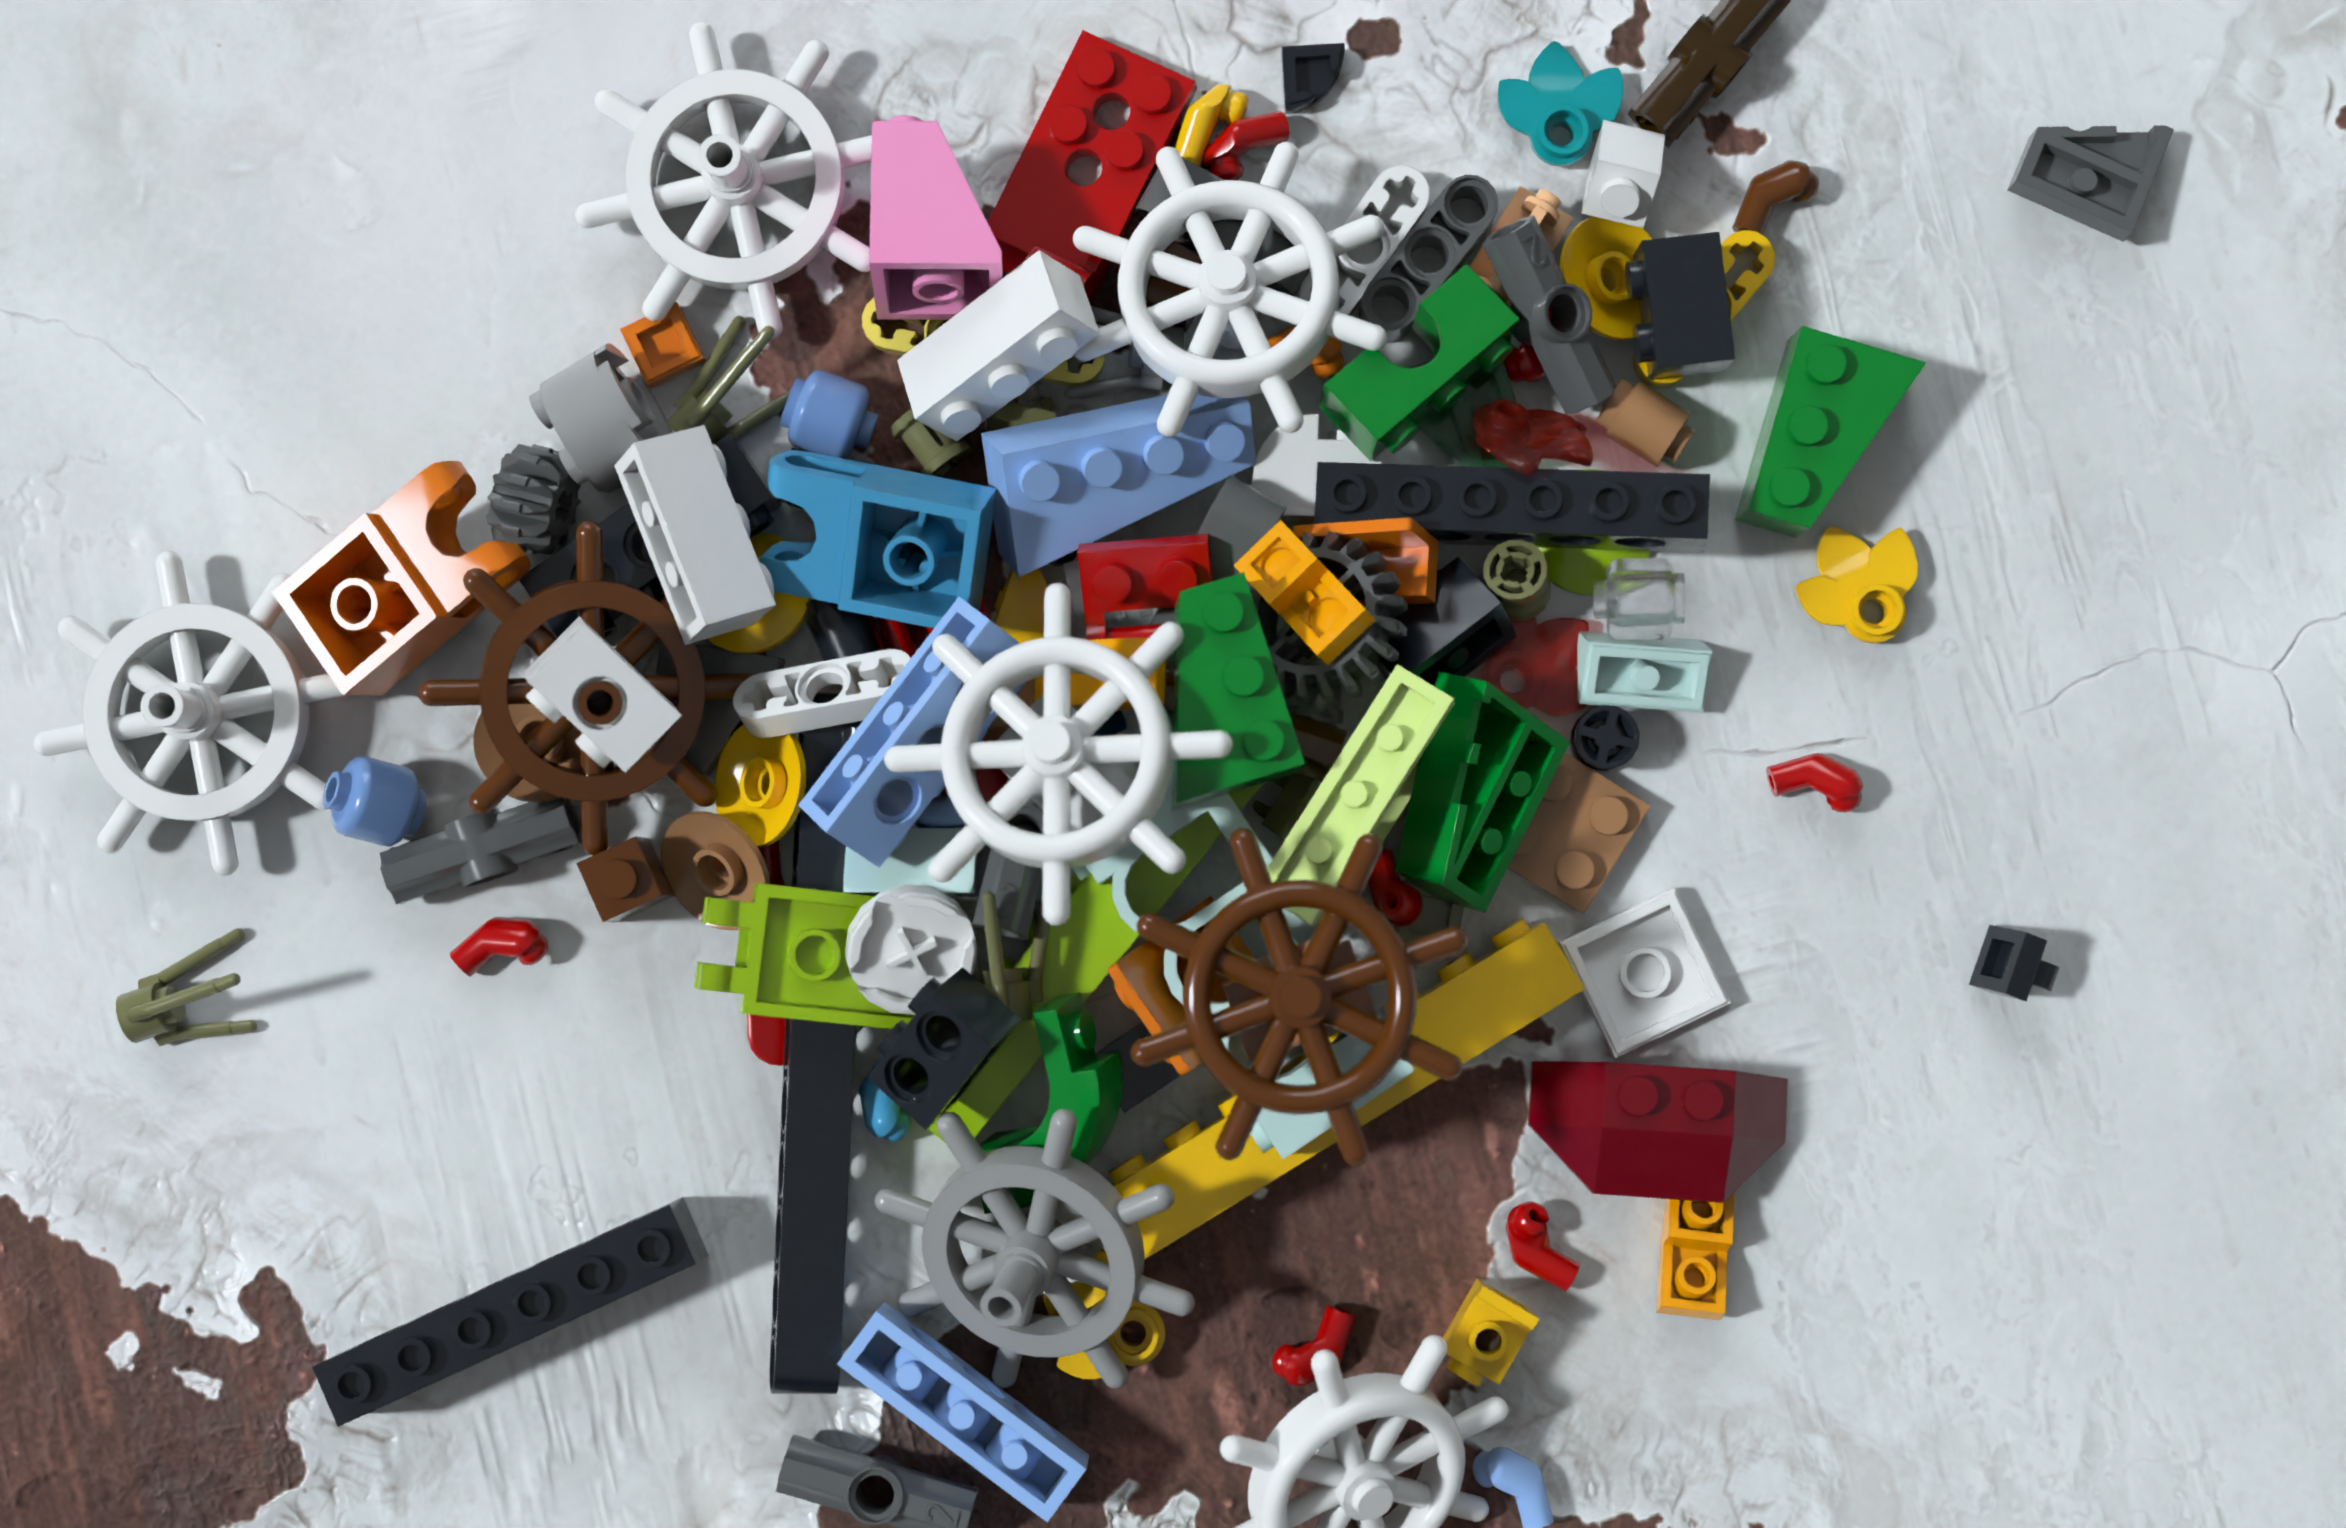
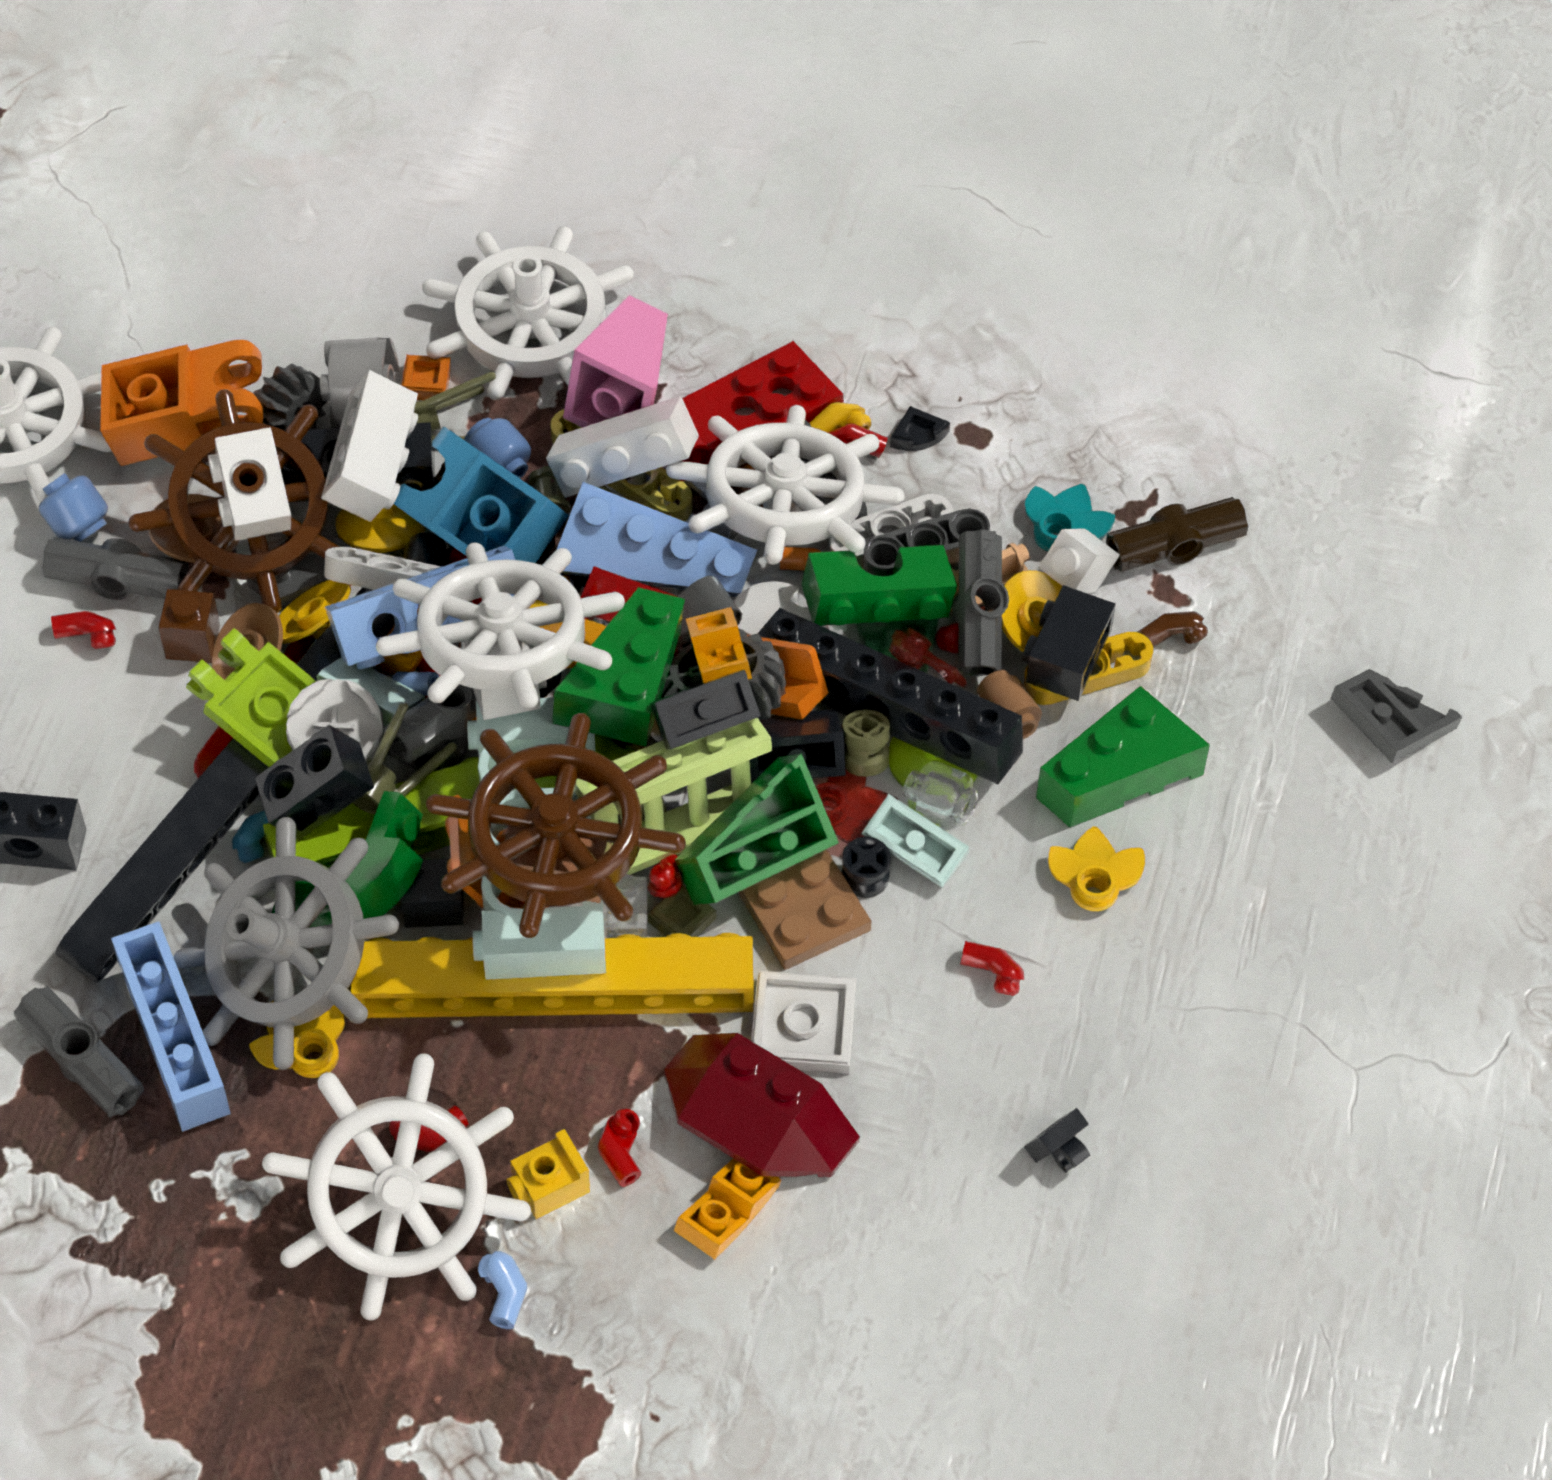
camera: 20 degrees right, 30 degrees down
(1363, 716) = (705, 709): none -> black plate

